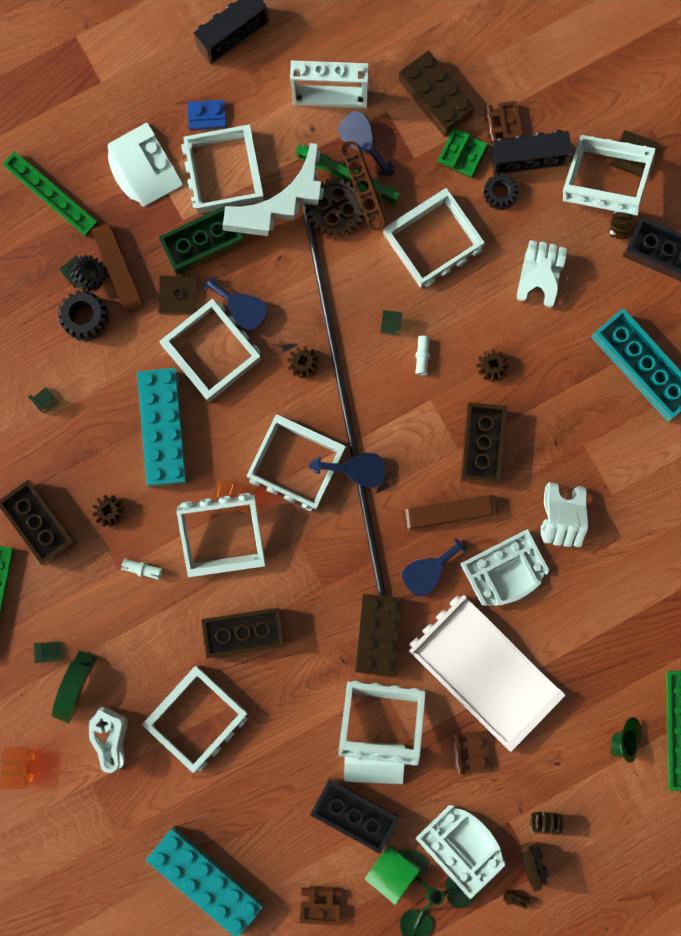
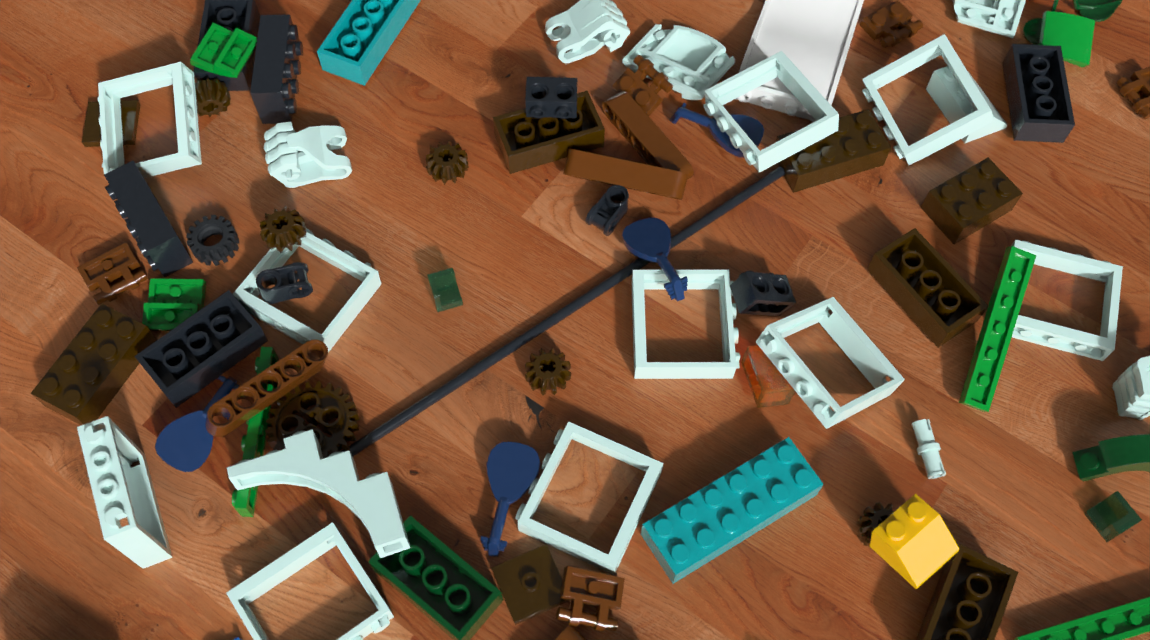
camera: 120 degrees left, 20 degrees down
(84, 513) = (914, 541): none -> yellow slope
(156, 324) = (593, 589): none -> reddish brown plate
(190, 655) = (997, 329): none -> green plate
(287, 521) = (762, 293): none -> black brick
(293, 708) = (971, 200): none -> dark brown brick
(401, 453) = (606, 213): none -> black piece
(416, 158) = (202, 348): none -> black brick
(422, 355) = (470, 241): light aqua pin -> none
(422, 478) = (626, 173): none -> reddish brown beam
(426, 630) = (775, 66): none -> light aqua window
(435, 223) = (285, 283): none -> black piece
(471, 227) = (283, 229): none -> dark brown gear
(492, 526) = (633, 84): none -> reddish brown plate
(503, 451) = (551, 97): none -> black brick
(624, 276) = (276, 69): none -> black brick
(648, 242) = (224, 51): none -> green slope

